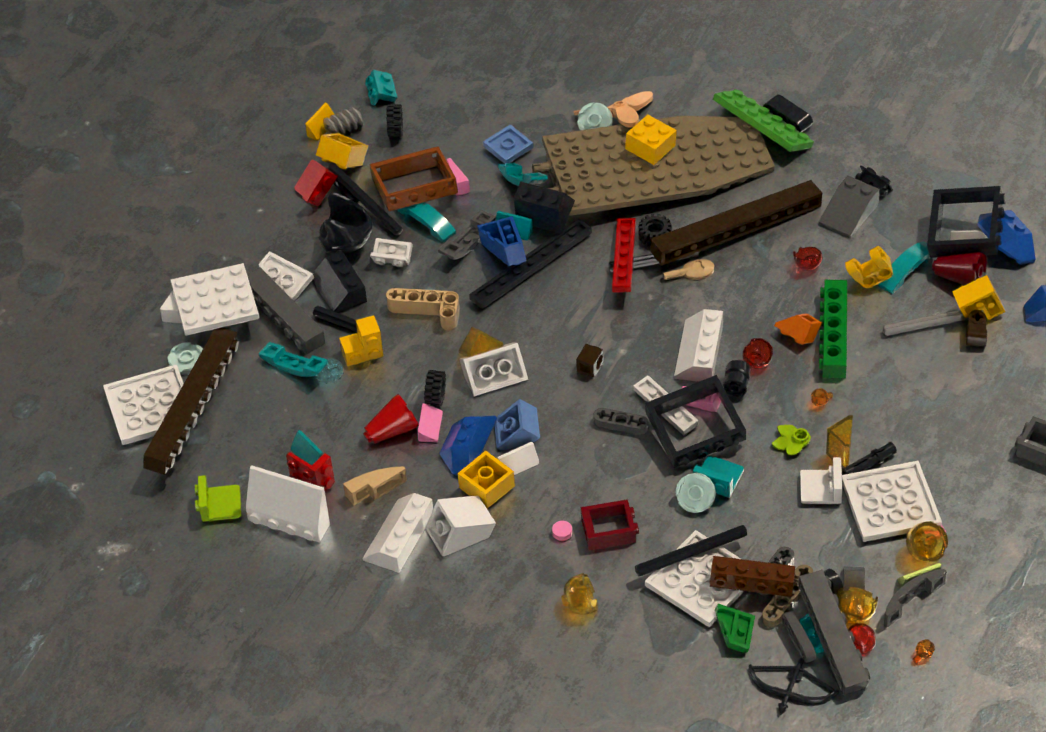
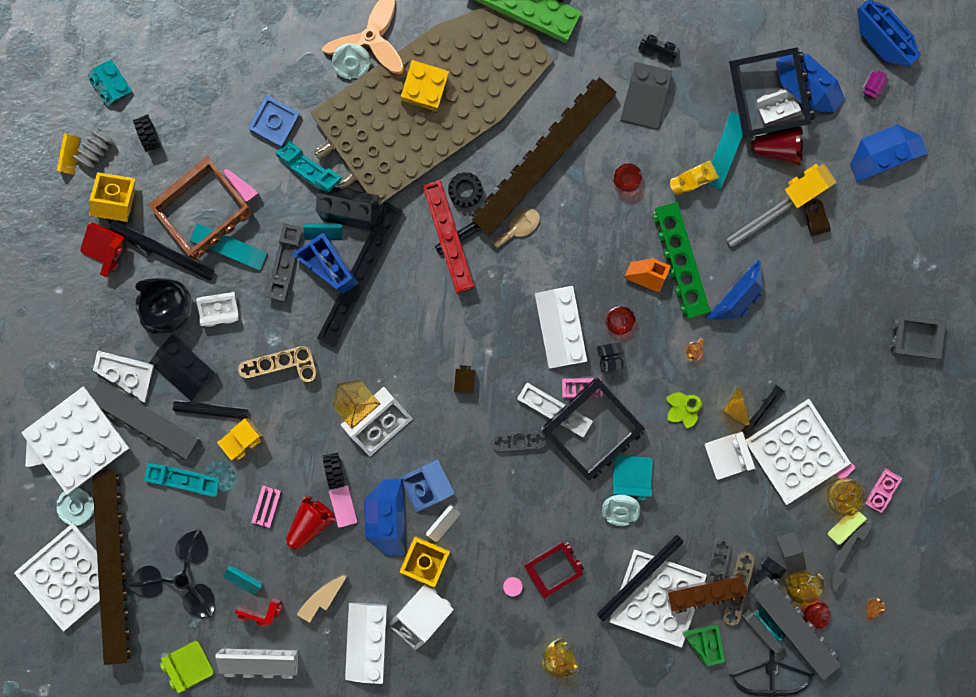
camera: 25 degrees left, 40 degrees up
(274, 416) = (196, 602): none -> black plant
(356, 404) = (261, 521): none -> bright pink tile
(877, 365) = (740, 296): none -> blue wedge
(968, 558) = (883, 490): none -> bright pink slope

